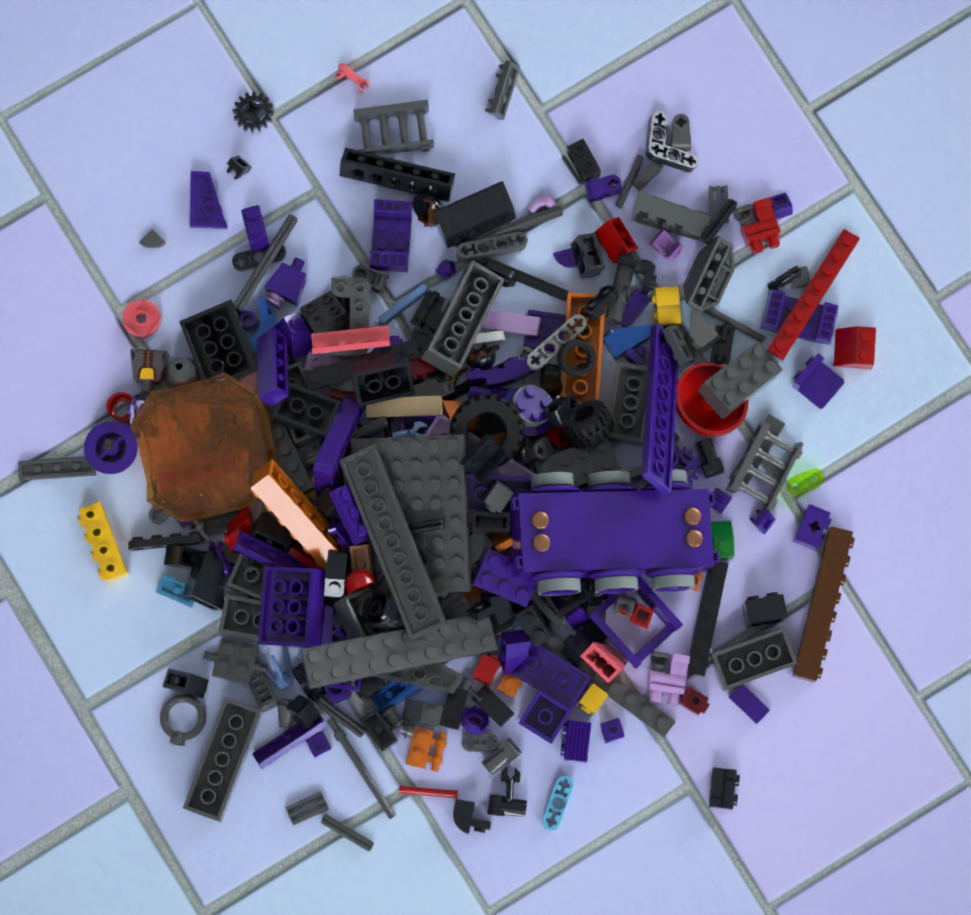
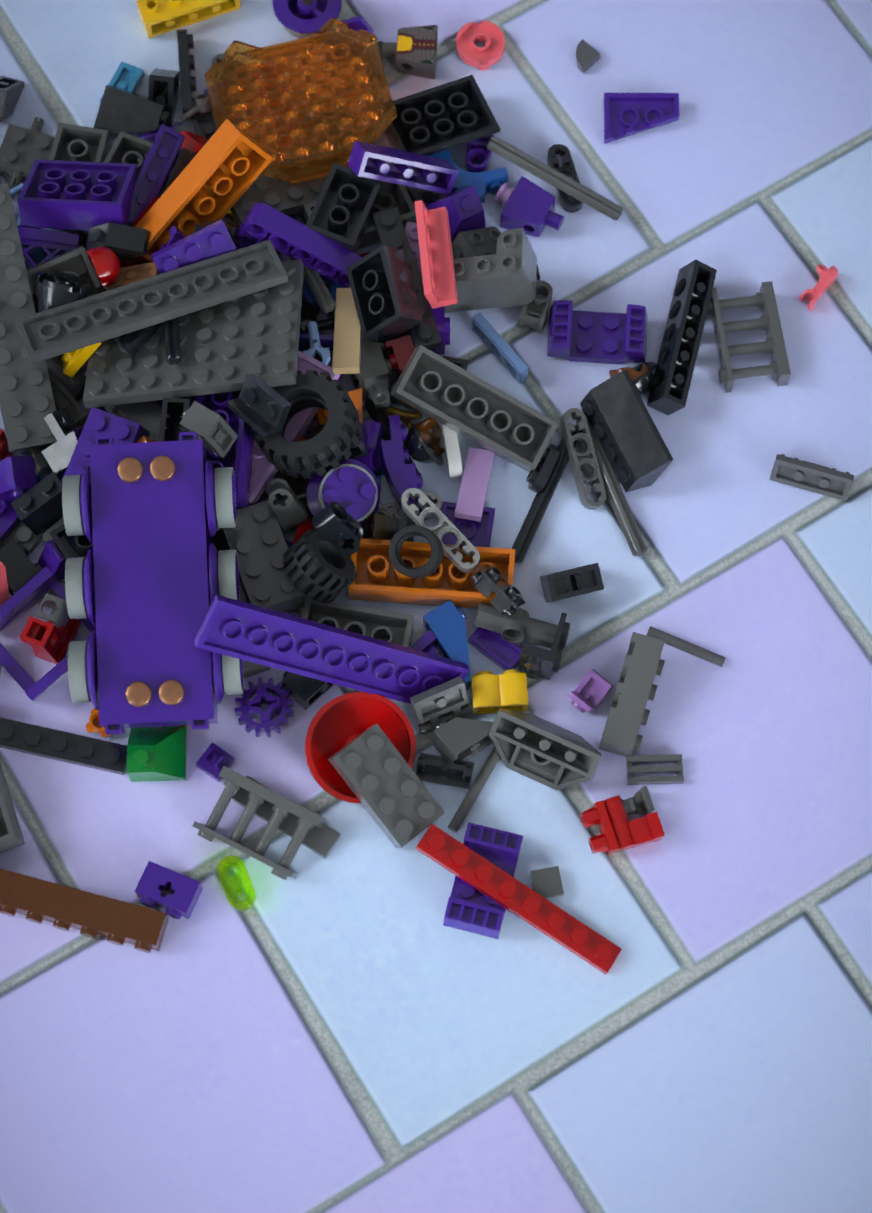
camera: 90 degrees right, 10 degrees down
(114, 400) = (371, 15): red piece -> none
(181, 372) = (406, 76): dark grey cone -> none
(239, 165) = (688, 151): black tile -> none
(255, 228) = (602, 166): dark purple brick -> none
(260, 109) = (763, 167): black gear -> none
(427, 309) = (495, 377): black hinge -> none
(446, 268) = (552, 404): dark purple plate -> none
(539, 201) = (651, 525): lavender arm -> none
(565, 258) = (571, 558): dark purple tile -> none
(583, 161) = (711, 580): black brick -> none
(600, 187) = (673, 604): dark purple piece -> none
(615, 239) = (596, 621): red brick -> none
(647, 175) = (694, 669): dark grey beam -> none
(659, 146) = (737, 682): black beam -> none
(681, 135) = (755, 715): dark grey piece -> none
(711, 464) = (268, 749): black piece -> none
(718, 221) = (625, 761): black axle -> none
(763, 521) = (180, 820): dark purple tile -> none
(764, 610) = (46, 815): black brick -> none
(781, 205) = (655, 859): dark purple slope -> none
(785, 278) = (542, 858): black axle -> none
(817, 382) = (387, 903): dark purple bracket -> none
(855, 347) = (437, 961): red slope -> none

